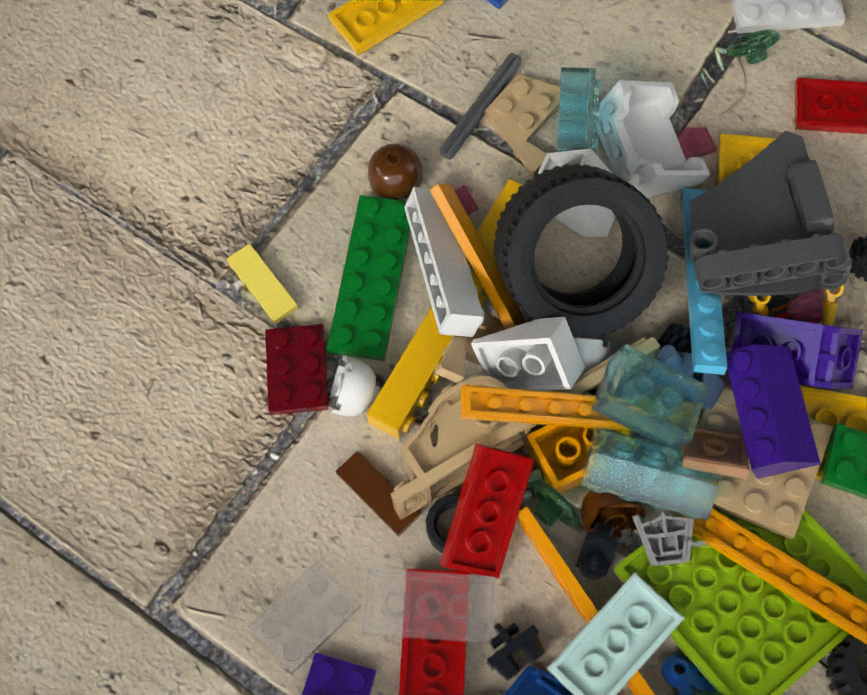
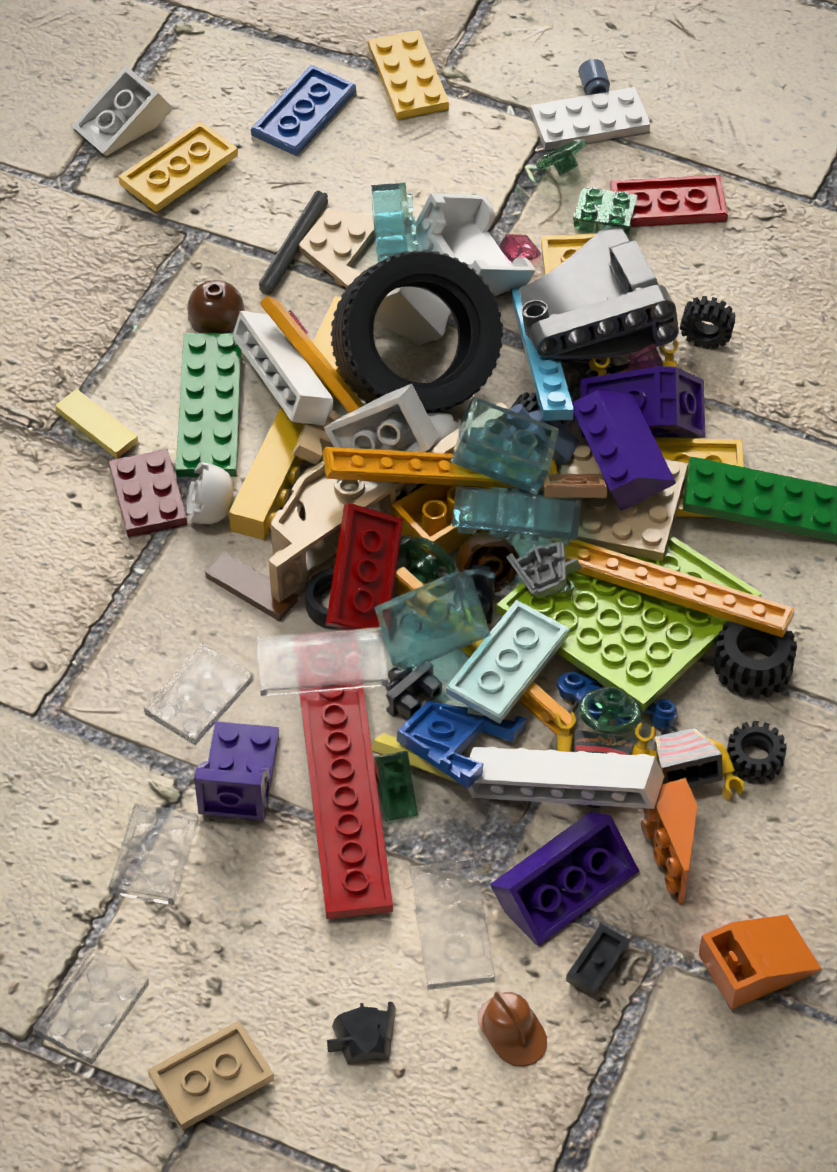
camera: 15 degrees left, 15 degrees down
(546, 587) = (432, 620): none -> clear light blue brick
(787, 111) = (604, 208): none -> clear green hinge

